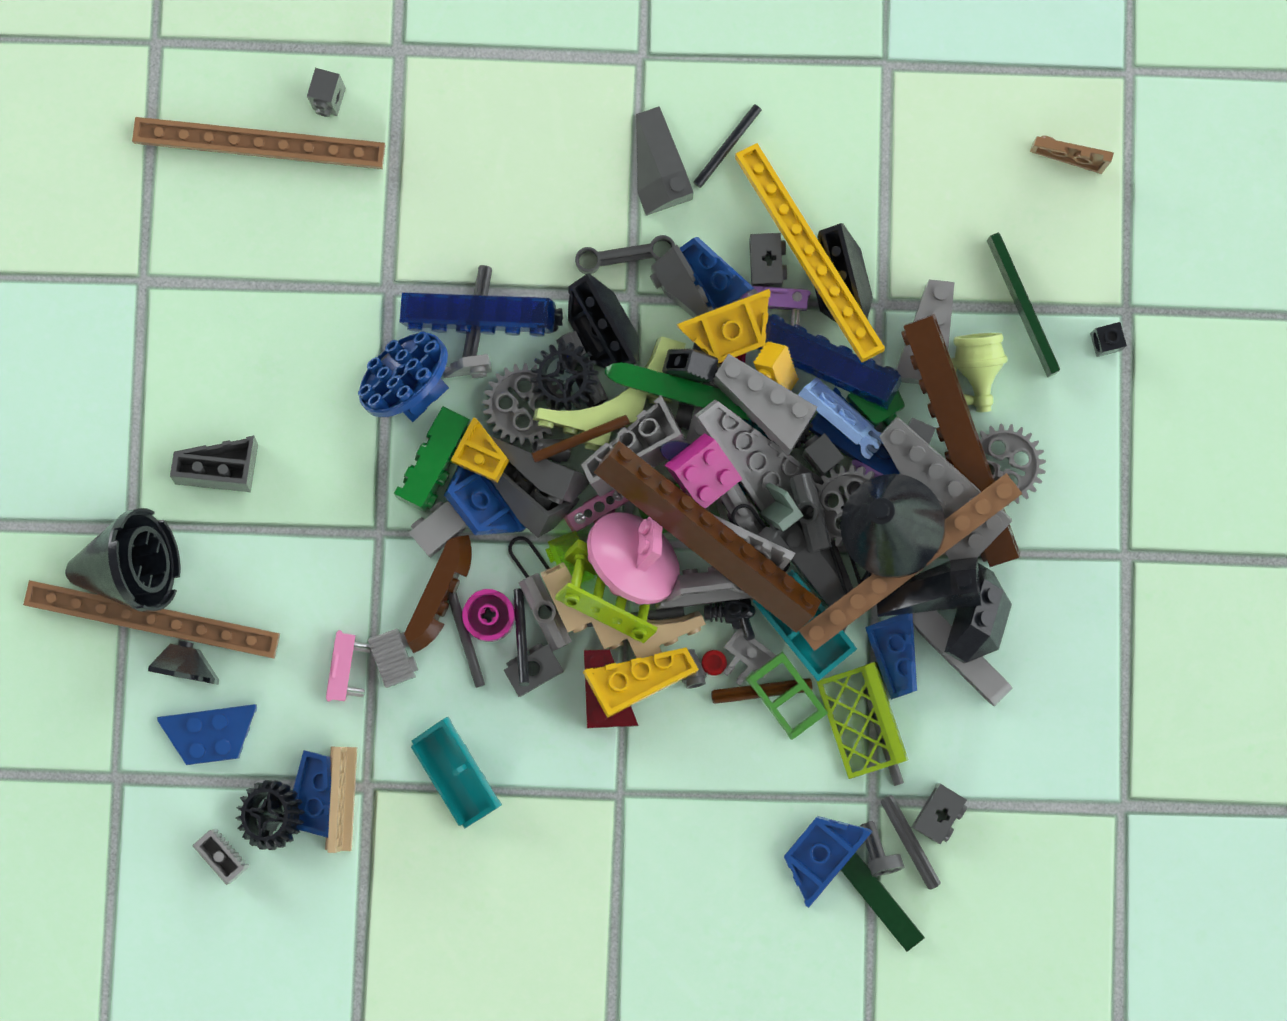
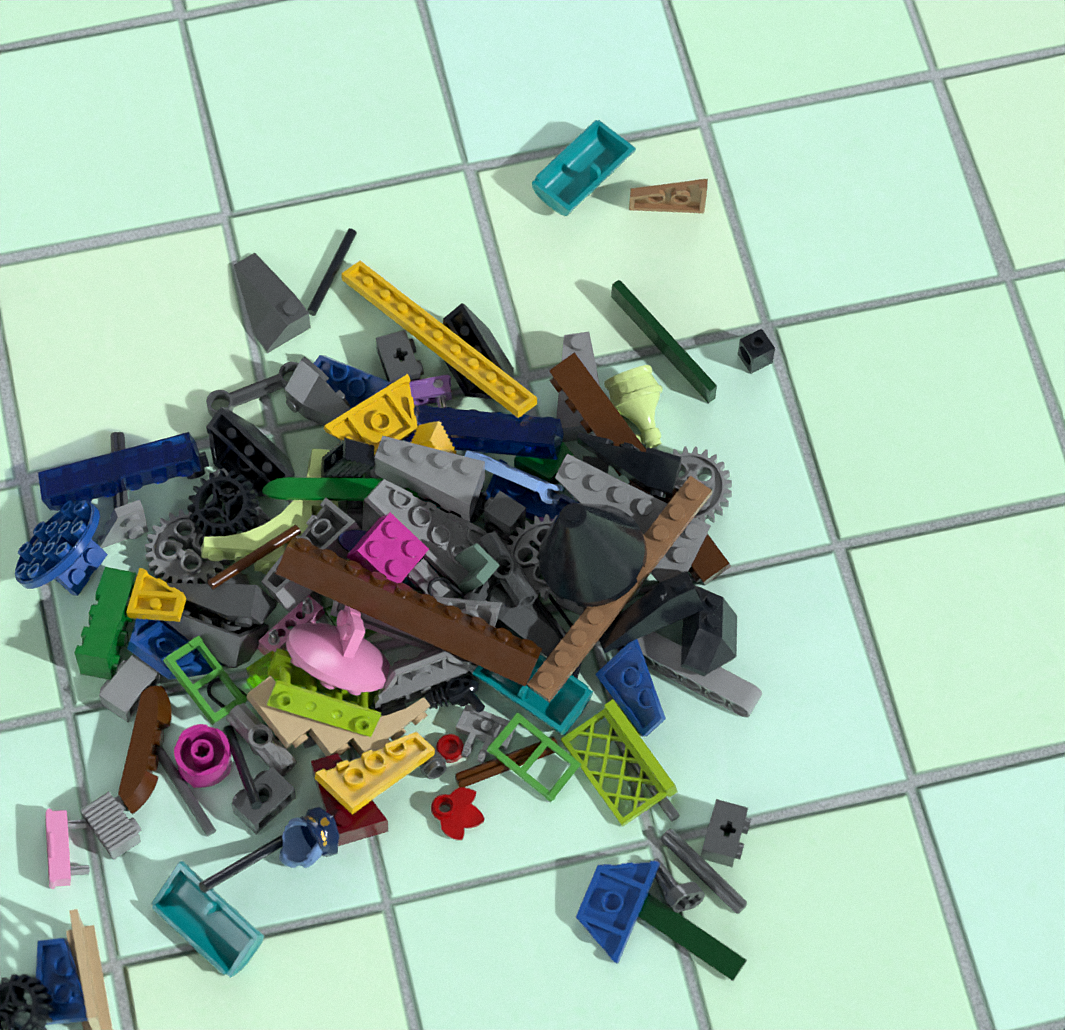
camera: 15 degrees left, 20 degrees down
(494, 551) = (192, 689): none -> bright green window
(500, 731) = (241, 864): none -> black bar
(564, 723) = (309, 838): none -> piece
(708, 728) = (461, 813): none -> red plate
(970, 456) = (651, 470): none -> black wedge
(997, 99) = (581, 167): none -> teal container

